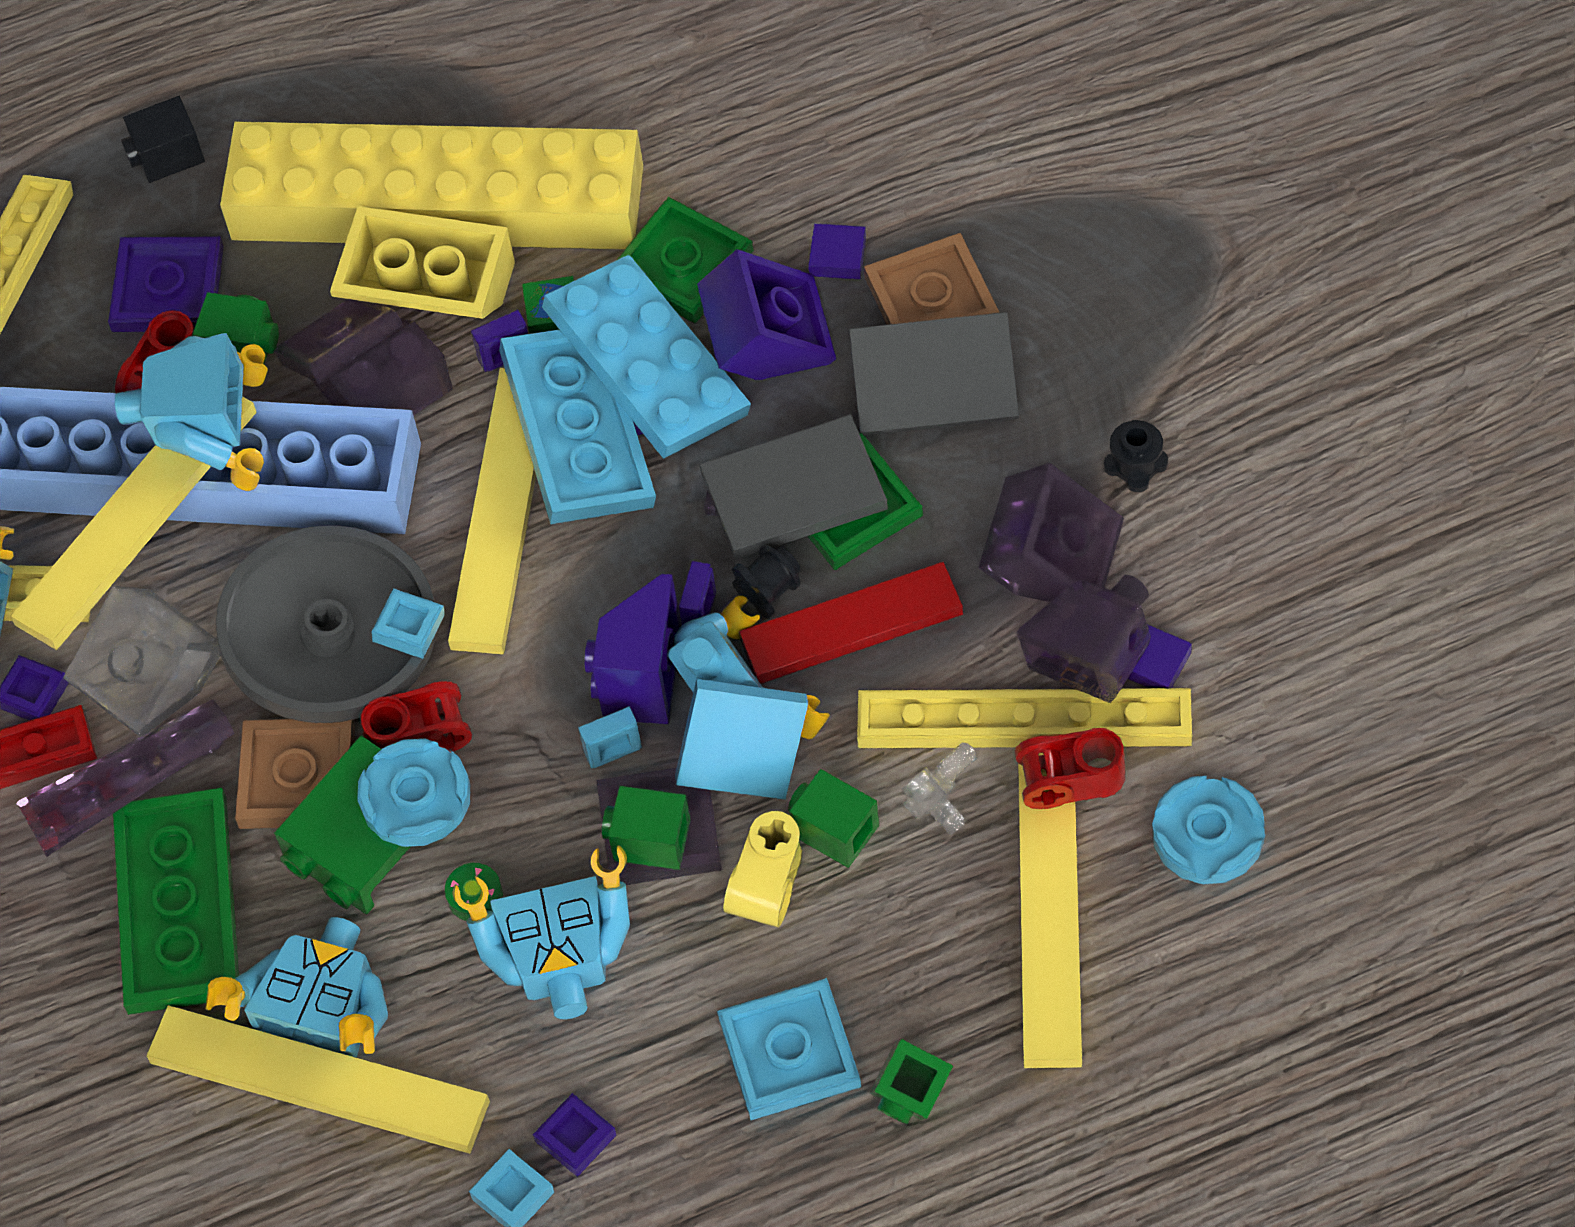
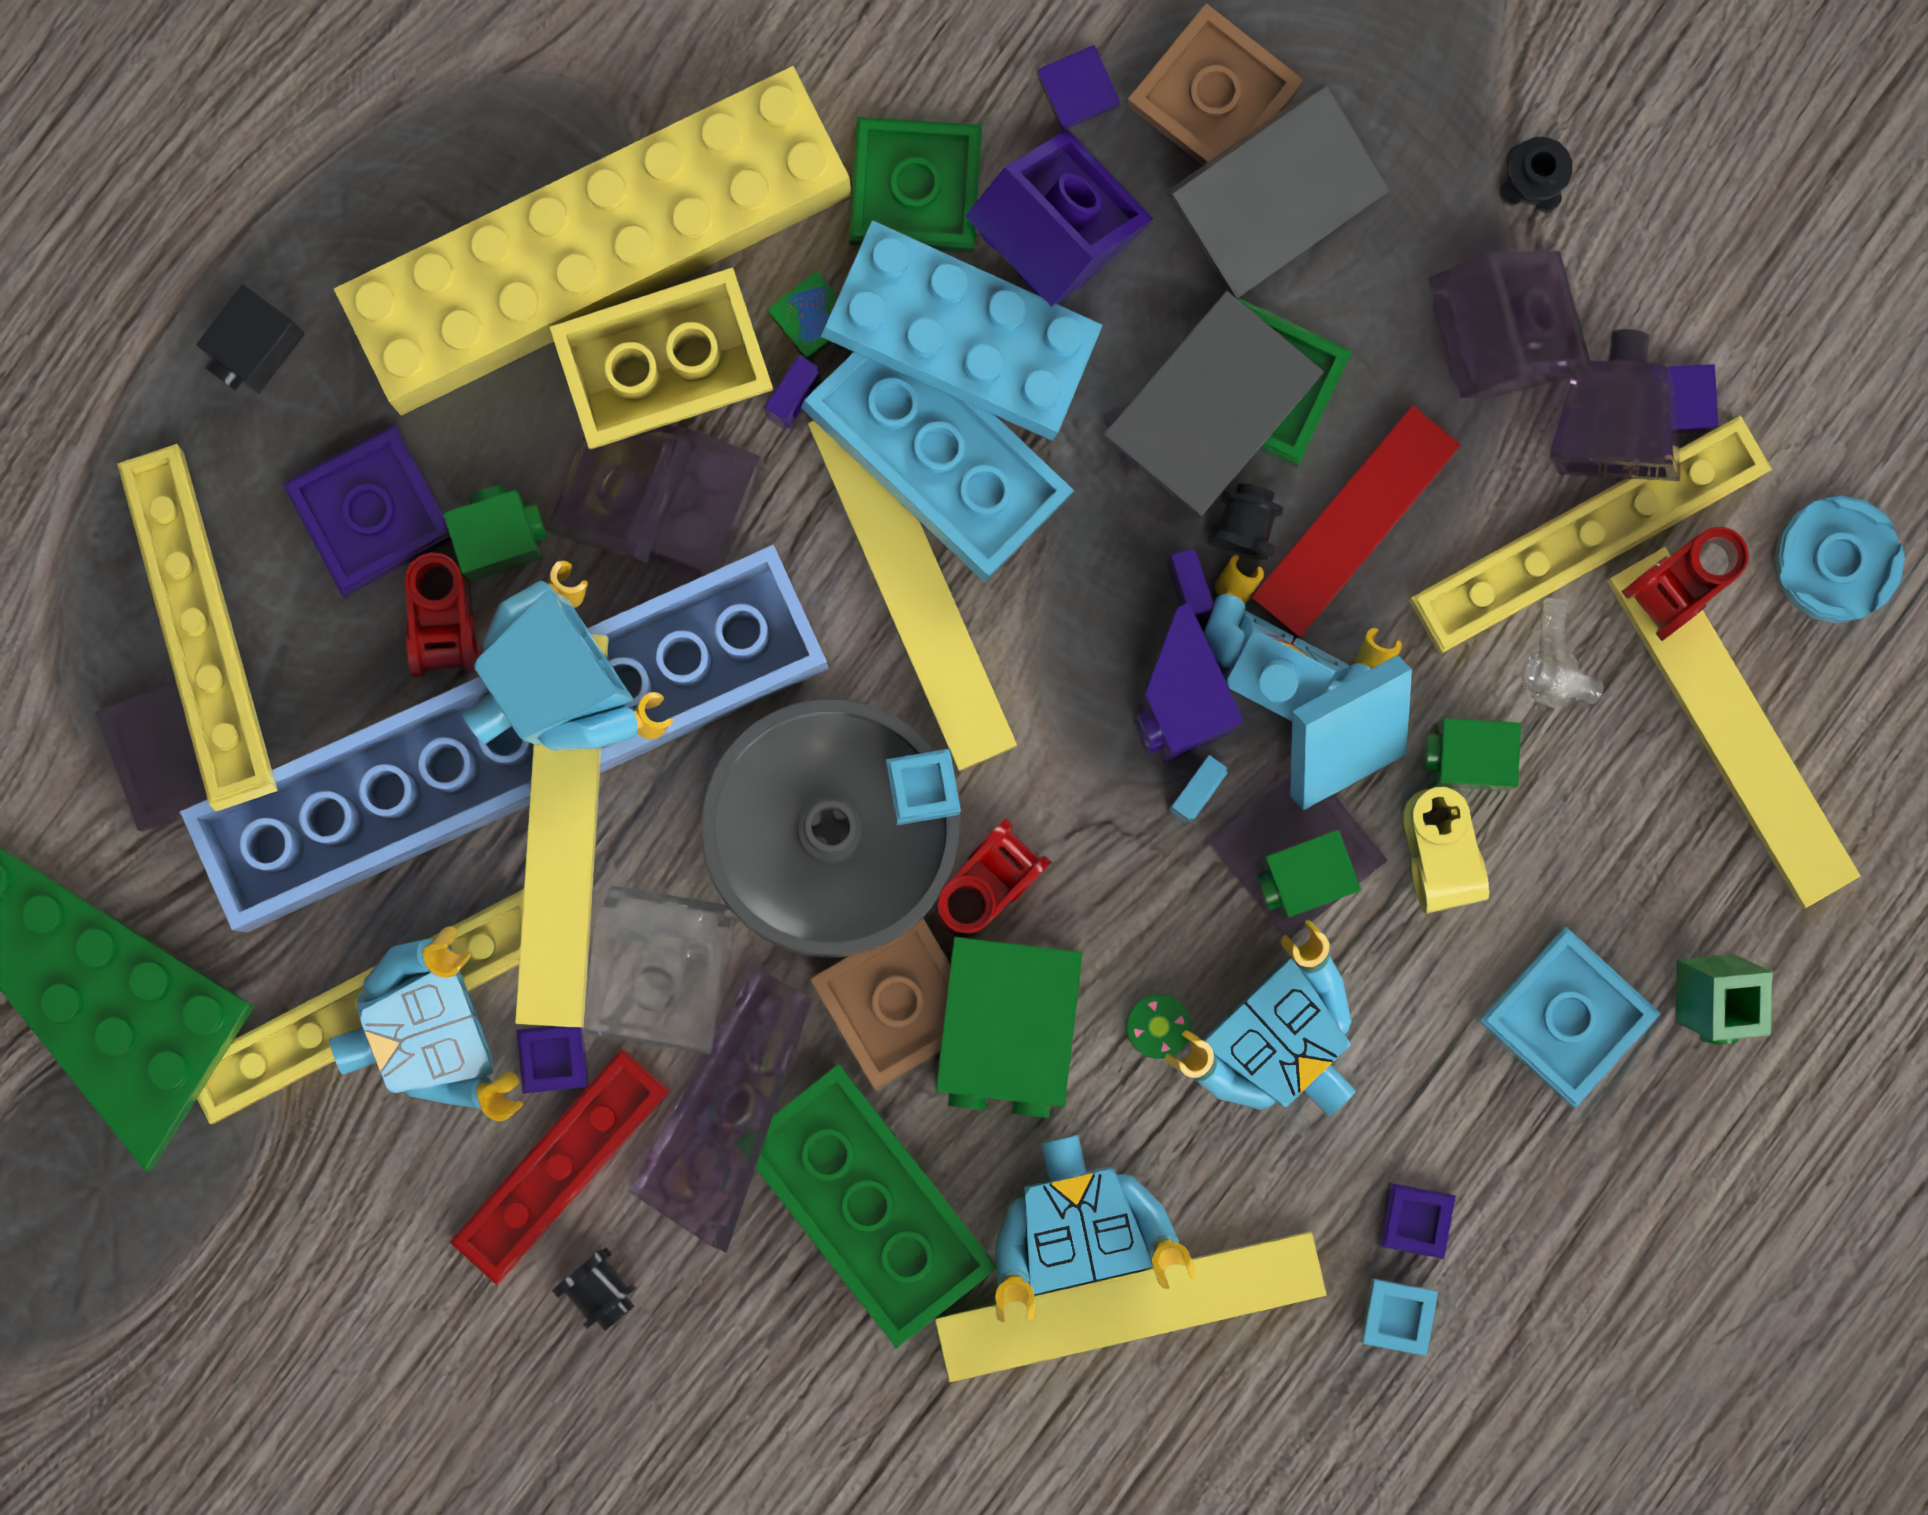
camera: 40 degrees left, 25 degrees up
(414, 792) = (1055, 973): medium azure tile -> none

